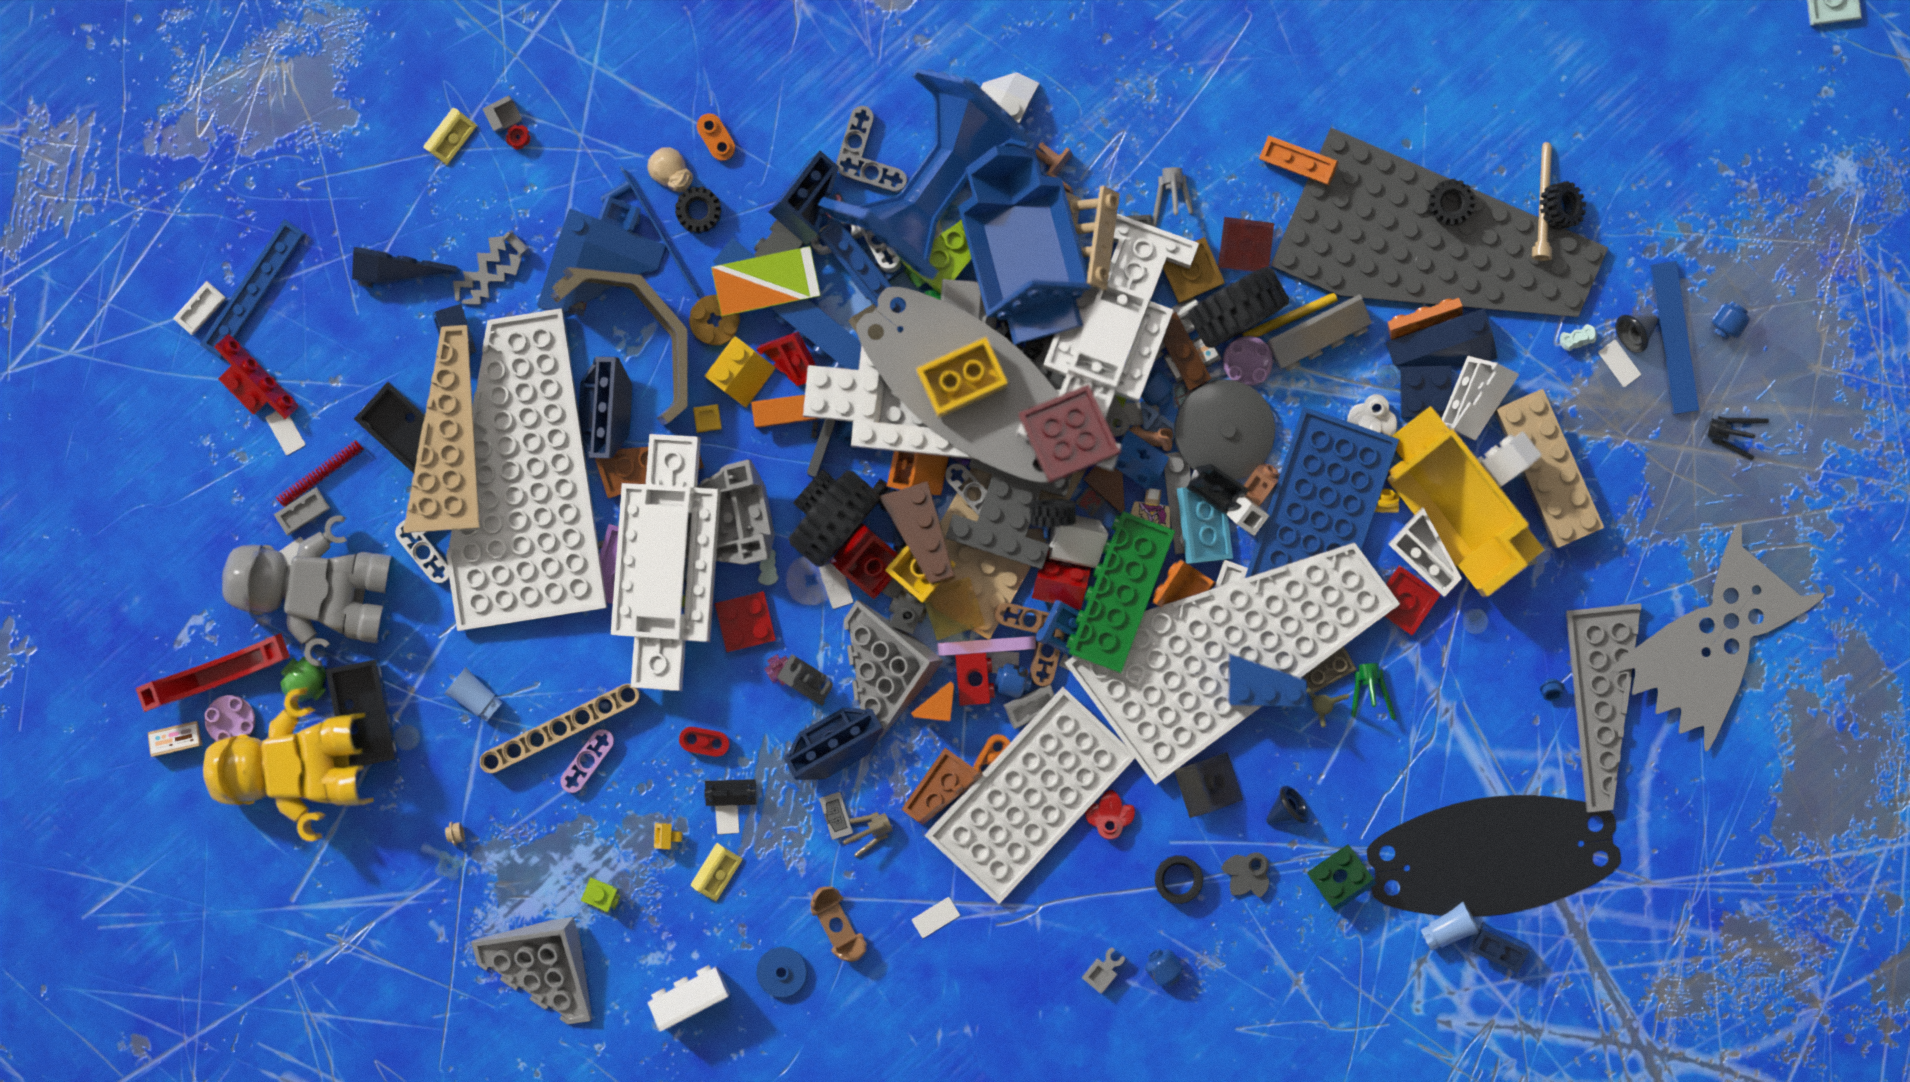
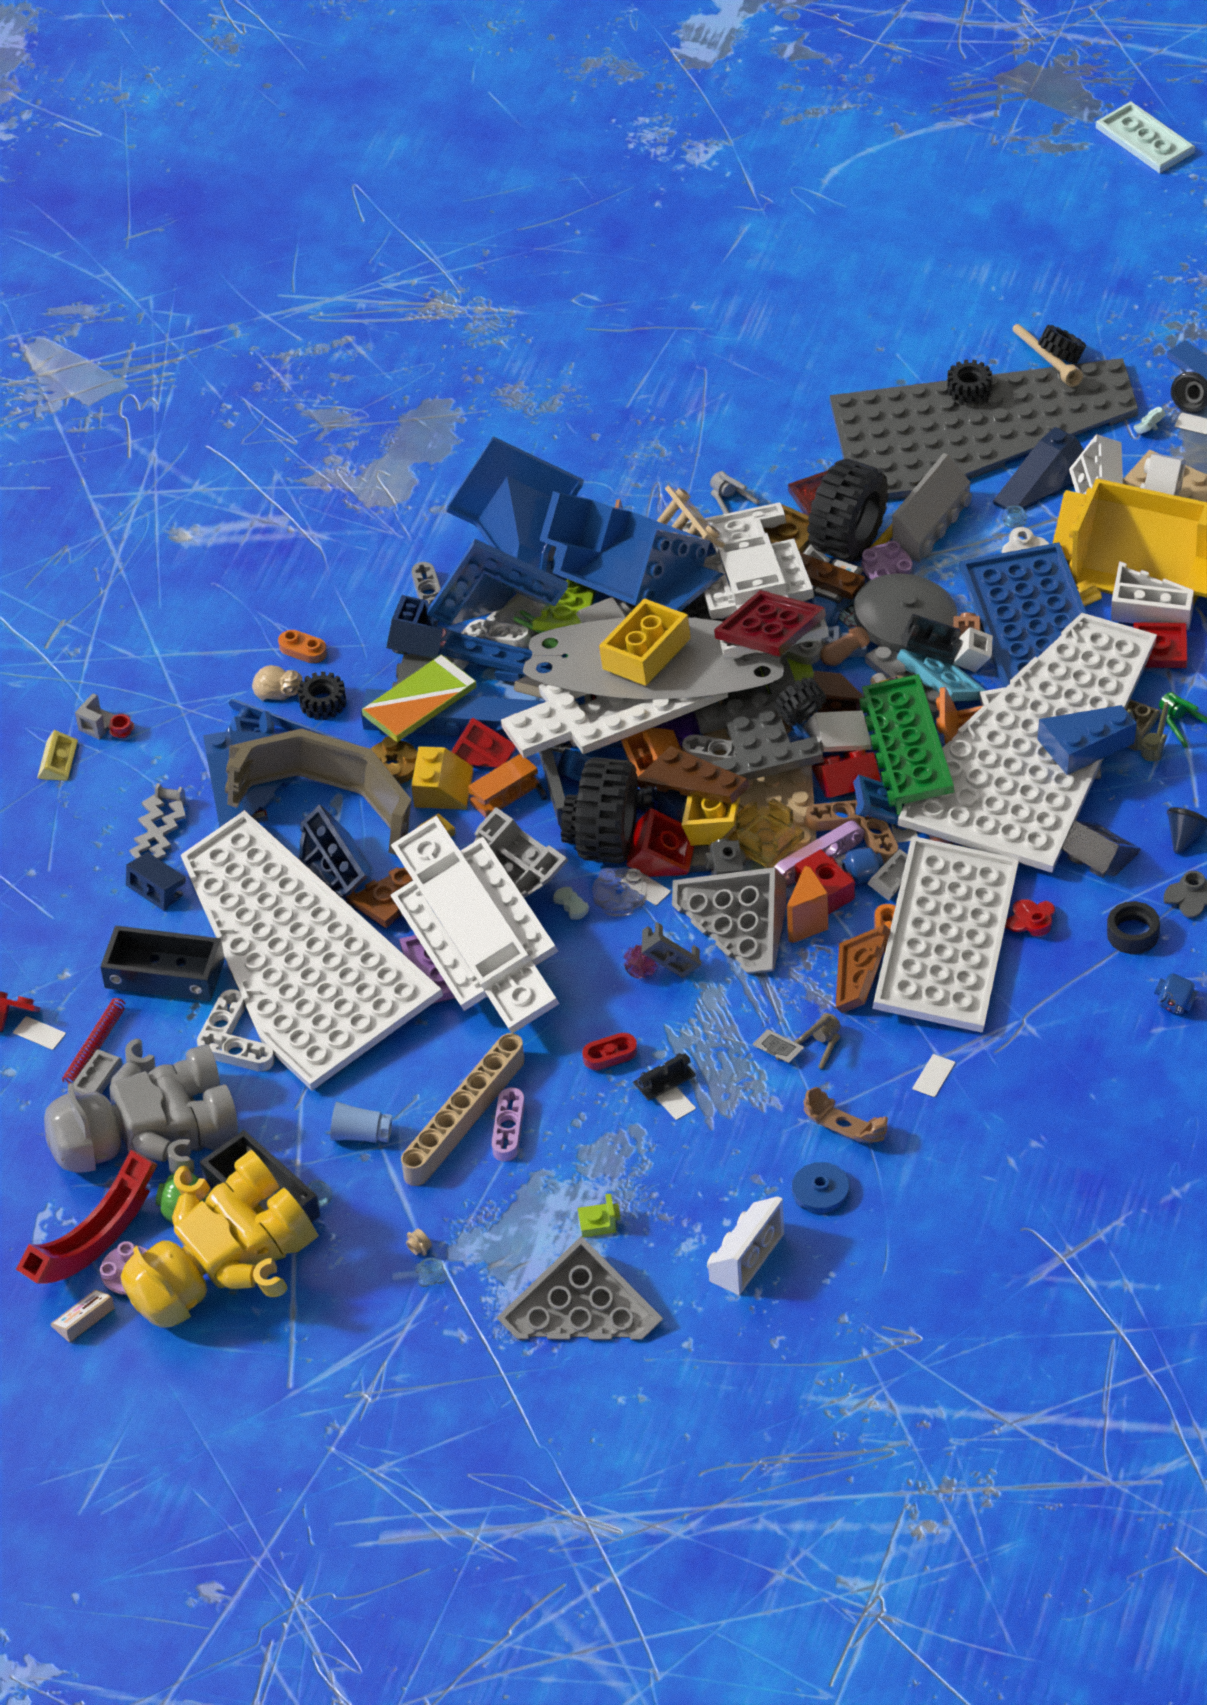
camera: 30 degrees left, 40 degrees down
(382, 268) = (60, 859): dark blue wedge -> none
(445, 470) = (213, 950): tan wing -> none
(664, 836) = (626, 1137): yellow tile -> none
(716, 872) = (697, 1145): light yellow slope -> none
(745, 621) = (583, 950): red plate -> none
(833, 743) = (738, 982): dark blue wedge -> none
(1101, 973) = (1122, 1028): light grey plate -> none
(1140, 460) = (846, 660): blue brick -> none
(1298, 160) = (820, 420): orange plate -> none
(1424, 318) = (1004, 469): orange plate -> none
(1424, 388) = (1044, 512): dark blue plate -> none

